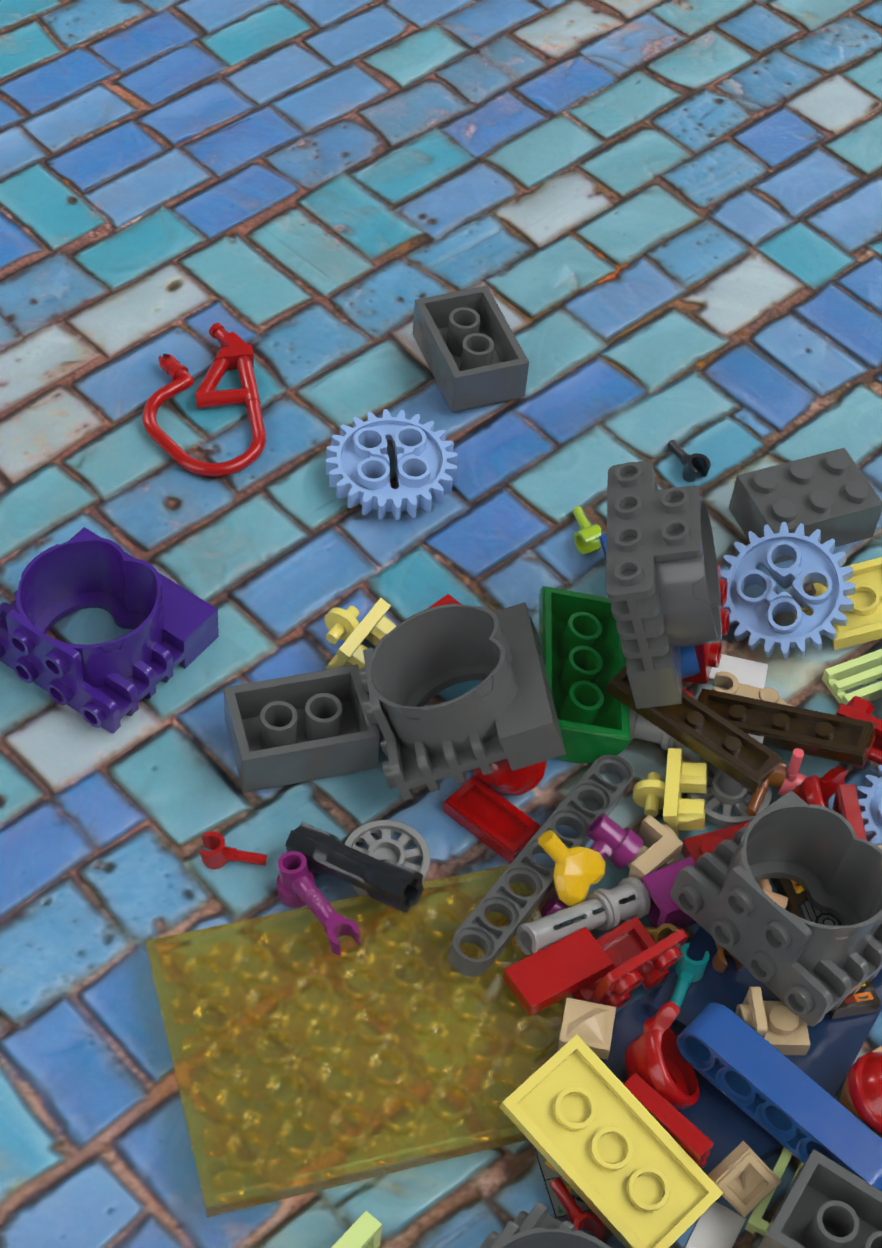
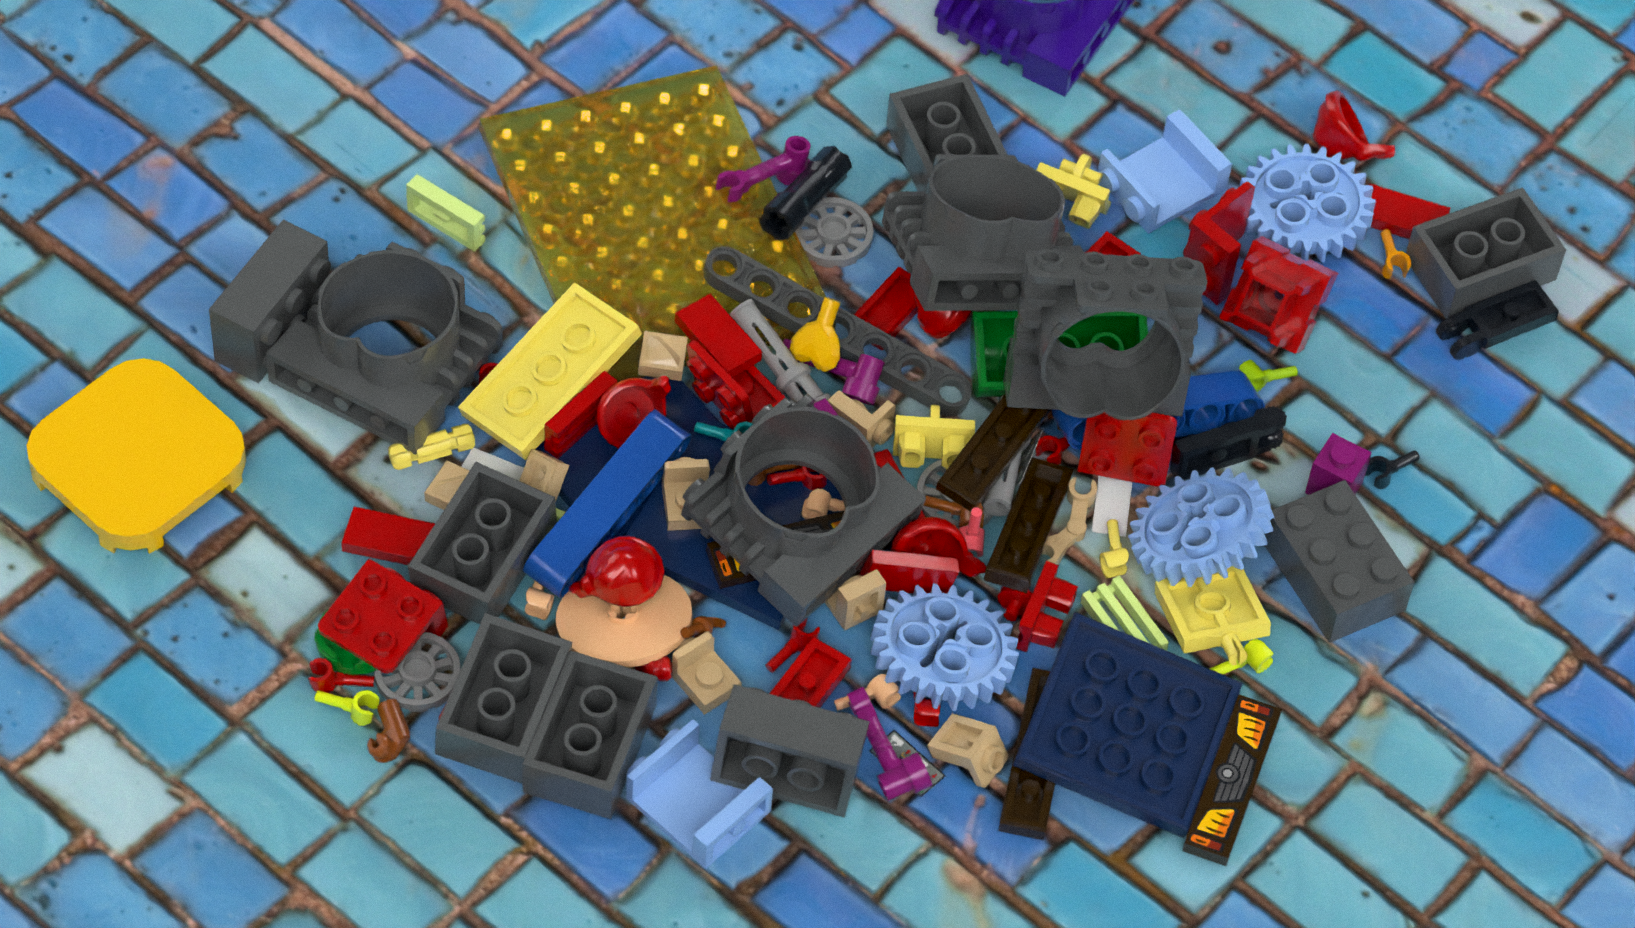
camera: 85 degrees right, 5 degrees up
(222, 854) = (820, 116): red hand -> none
(231, 356) = (1428, 72): red piece -> none
(310, 425) = (1342, 132): none -> red hat
(338, 562) = (1167, 174): none -> light blue panel
(407, 393) = (1401, 211): none -> red tile
(453, 535) = (1215, 239): none -> red bracket
(461, 421) = (1393, 256): none -> light orange hand
(523, 491) = (1259, 299): none -> red piece
(541, 364) = (1498, 319): none -> black hinge
(715, 483) = (1338, 462): none -> magenta brick
(804, 668) = (1114, 561): none -> light yellow hand

